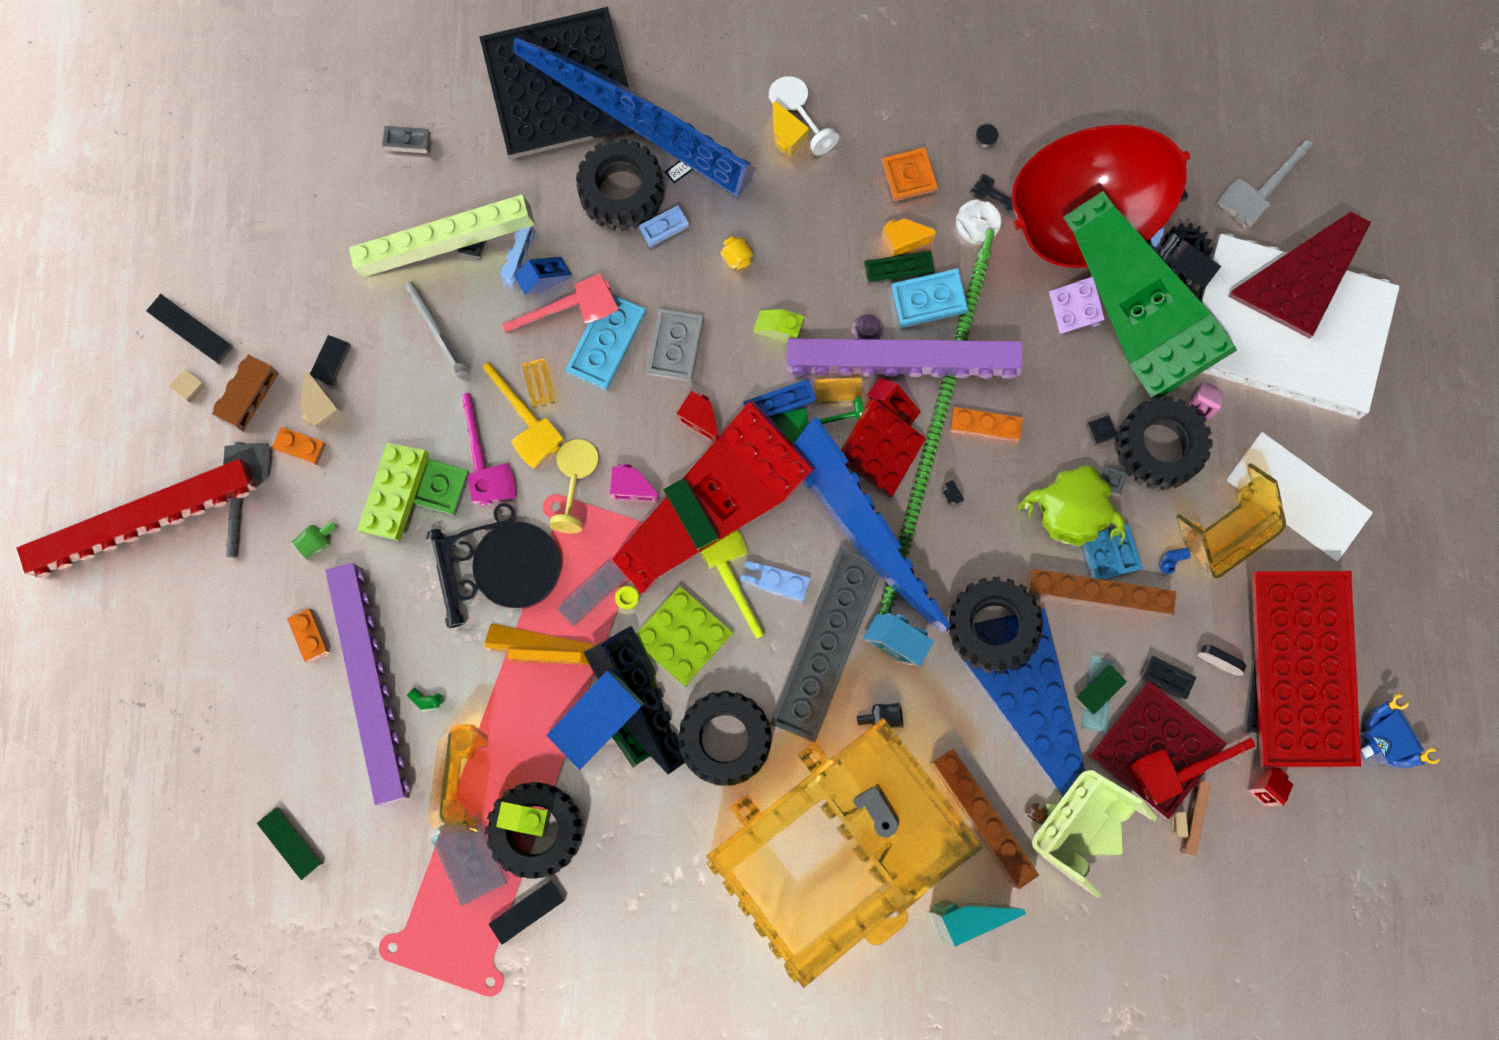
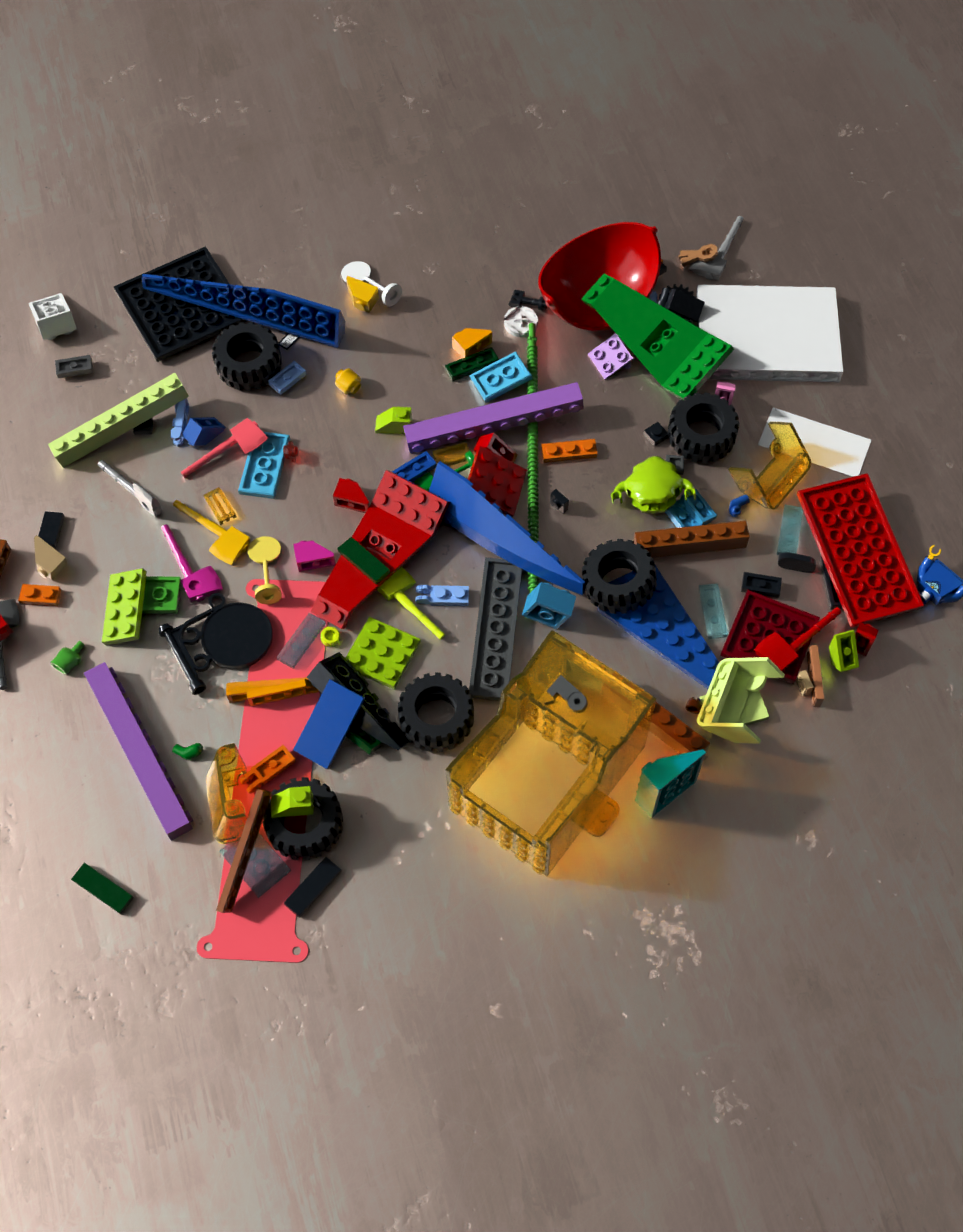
camera: 15 degrees left, 15 degrees down
(307, 635) = (80, 729): orange plate -> none
(395, 59) = (52, 316): none -> white slope
(456, 856) = (244, 851): none -> dark orange tile
(513, 750) = (268, 768): none -> orange hinge
(642, 333) = (290, 451): none -> clear red plate
(675, 345) = (318, 454): light grey tile -> none
(867, 327) = (459, 404): clear purple cone -> none
(909, 174) = (460, 302): orange plate -> none
(986, 136) = (509, 266): black tile -> none
(1100, 689) = (713, 605): dark green tile -> none
(1227, 612) = (790, 529): none -> clear light blue tile
(1240, 804) = (844, 651): none -> lime slope
(1246, 188) = (705, 253): none -> medium nougat piece
(1305, 279) = (767, 299): dark red wing -> none

